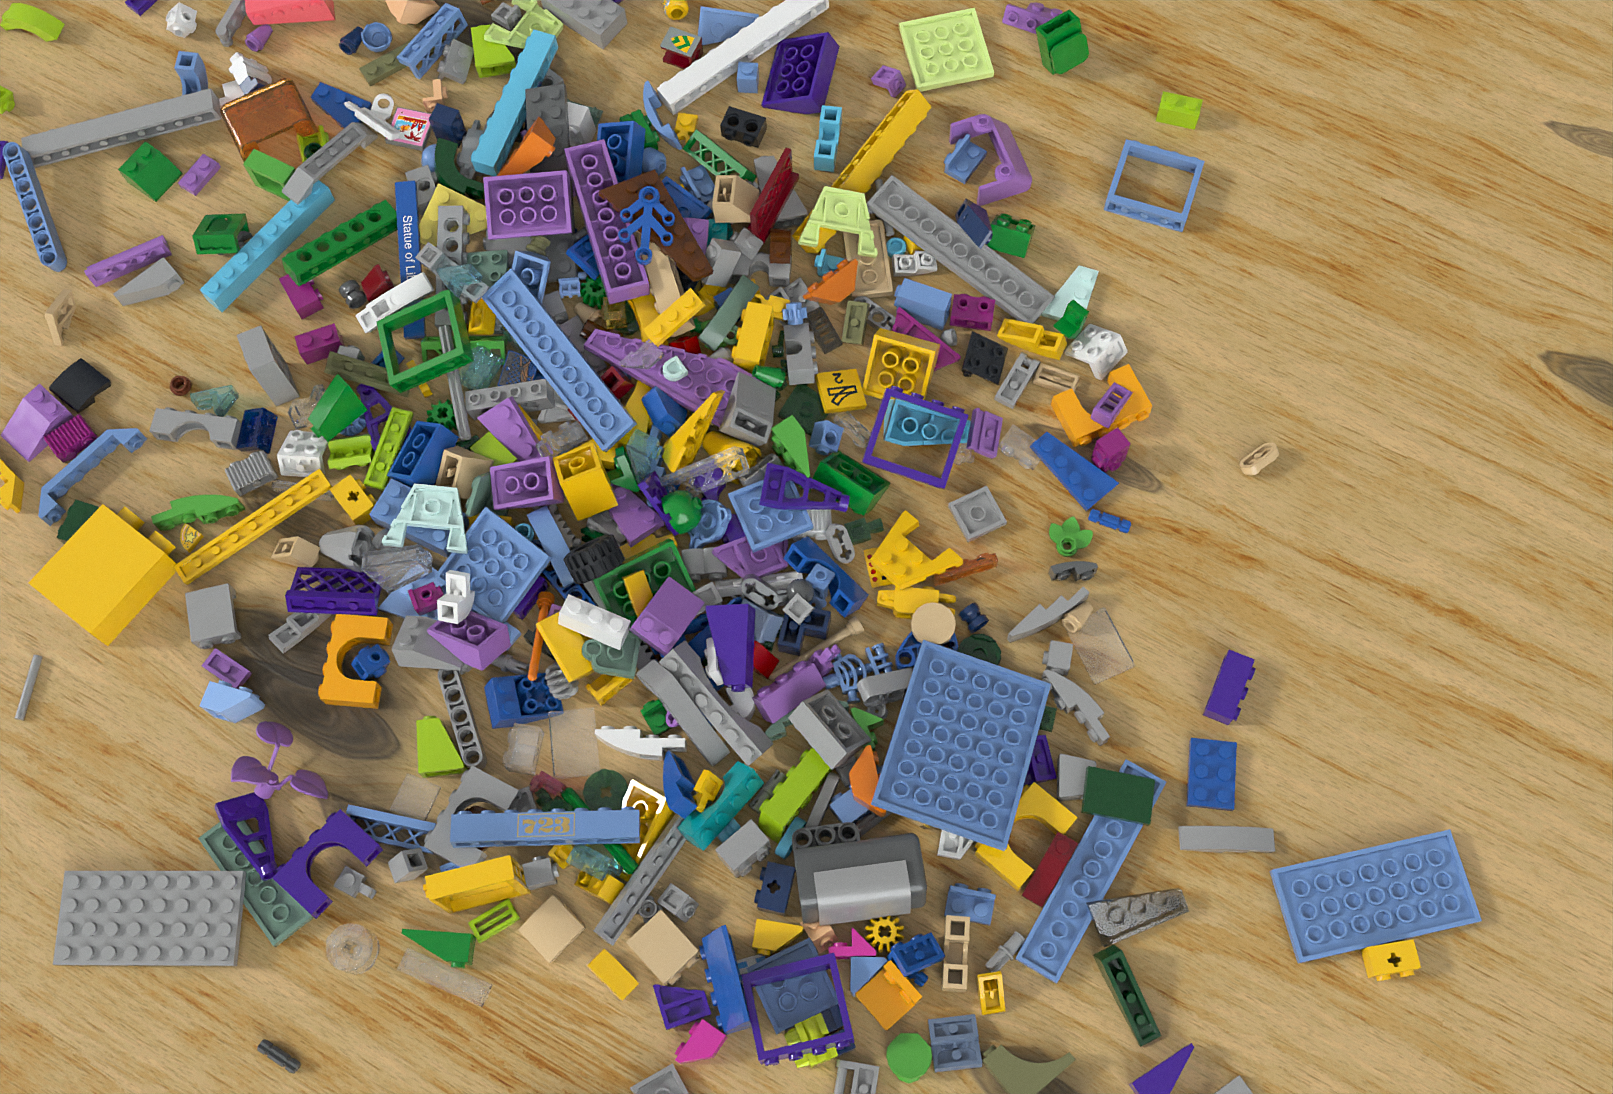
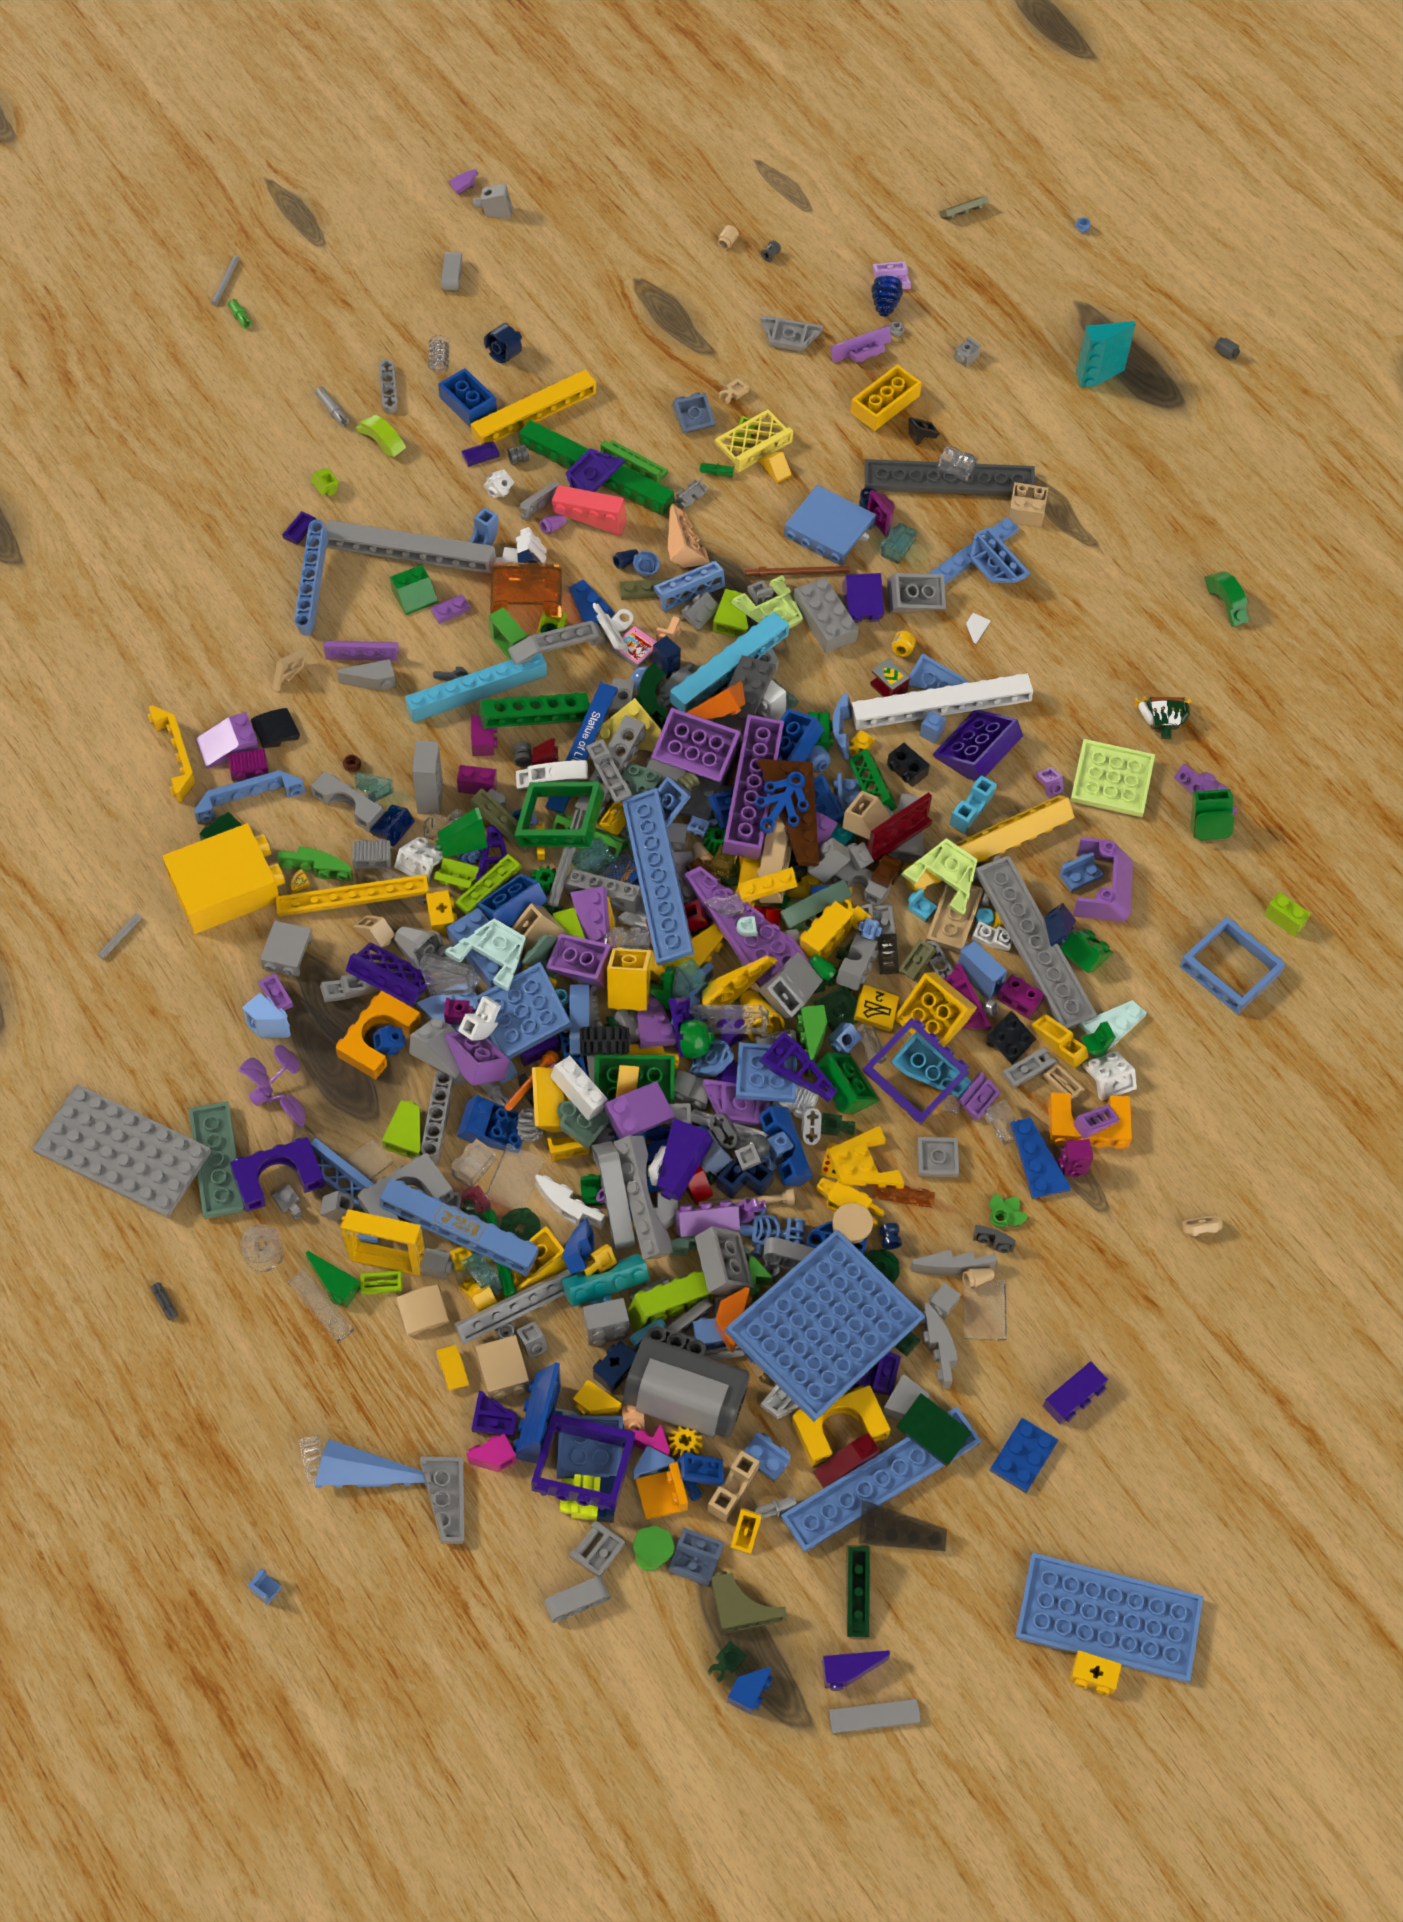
camera: 20 degrees right, 10 degrees down
(221, 233) = (442, 661): green panel -> none
(245, 808) = (235, 1103): dark purple plate -> none
(458, 276) = (612, 775): clear light blue slope -> none
(664, 411) = (722, 955): blue slope -> none
(835, 284) = (915, 922): orange slope -> none
(1109, 521) = (1047, 1215): blue axle -> none
(1226, 839) = (1007, 1509): light grey slope -> none

